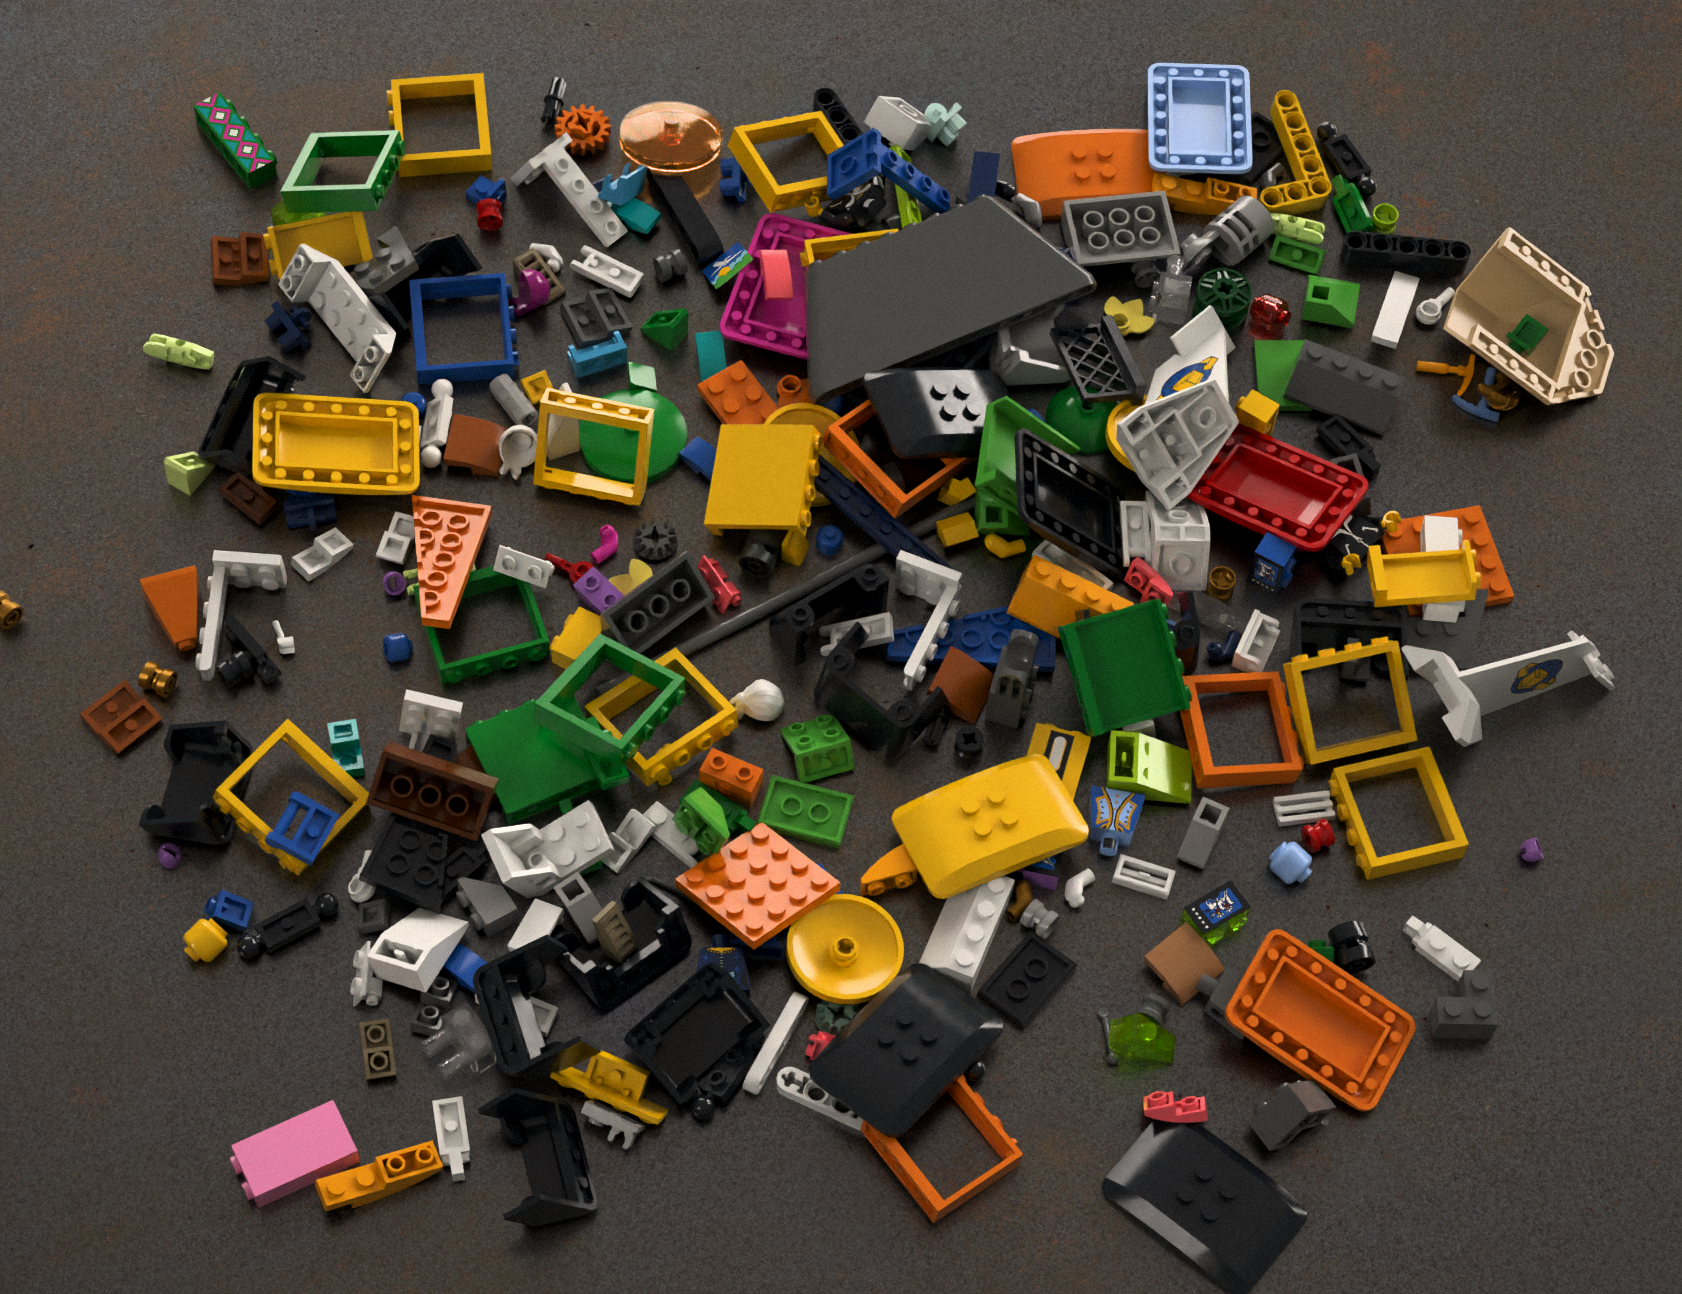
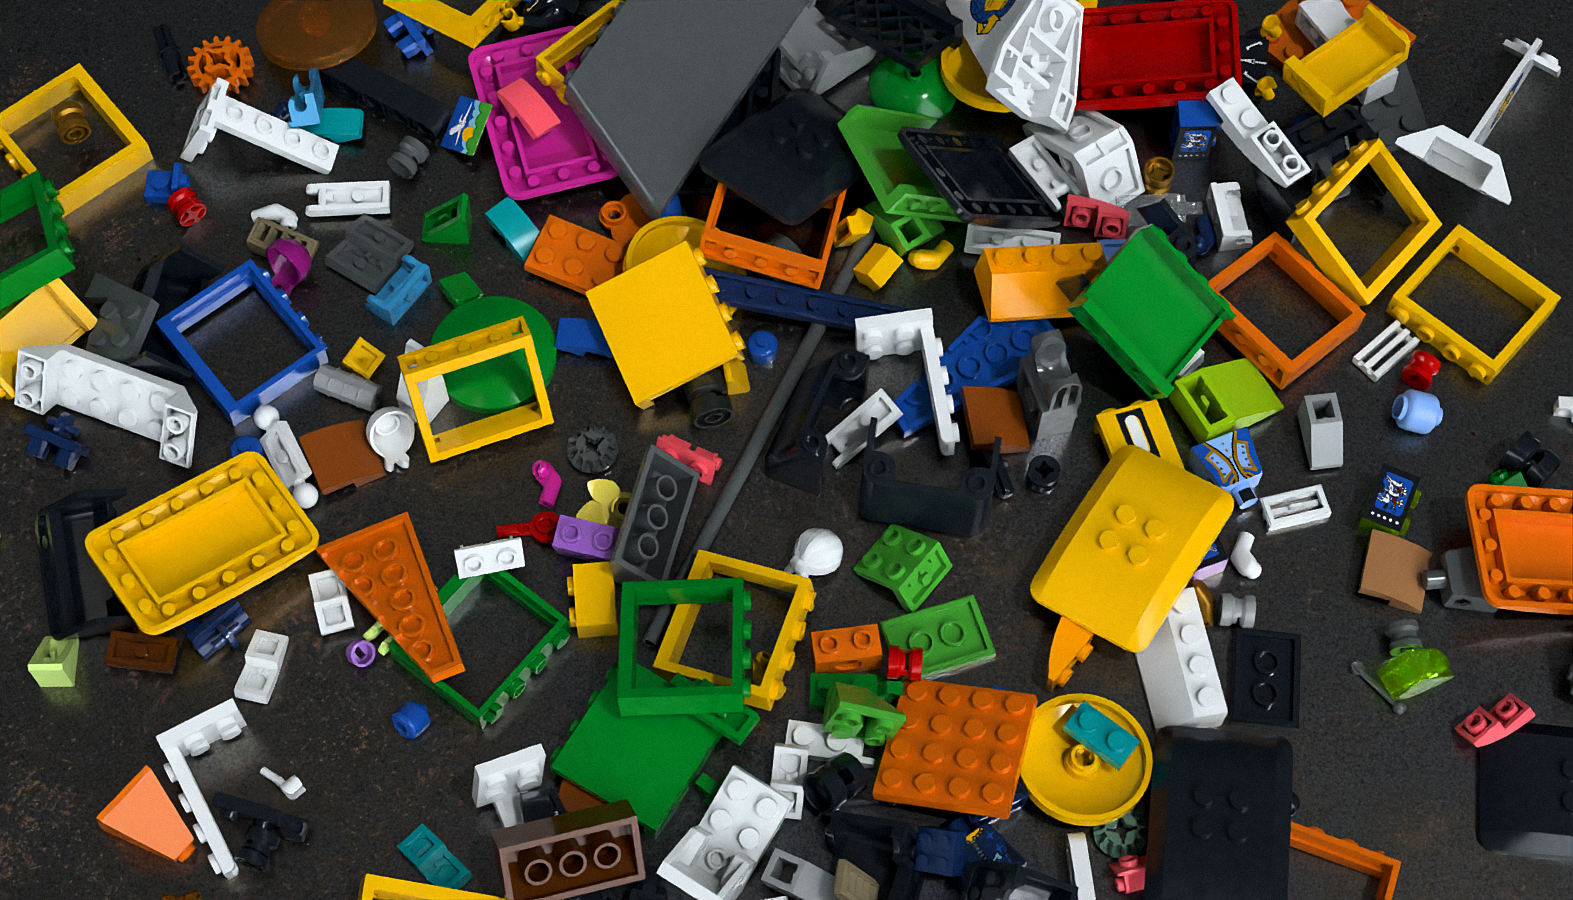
camera: 30 degrees left, 5 degrees up
(446, 111) = (72, 127): none -> pearl gold wheel
(655, 858) = (835, 782): none -> black wheel
(692, 944) = (940, 850): none -> dark blue piece
(764, 808) = (896, 663): none -> red wheel
(867, 938) = (1101, 735): none -> teal plate
(1306, 586) = (1259, 141): none -> white slope

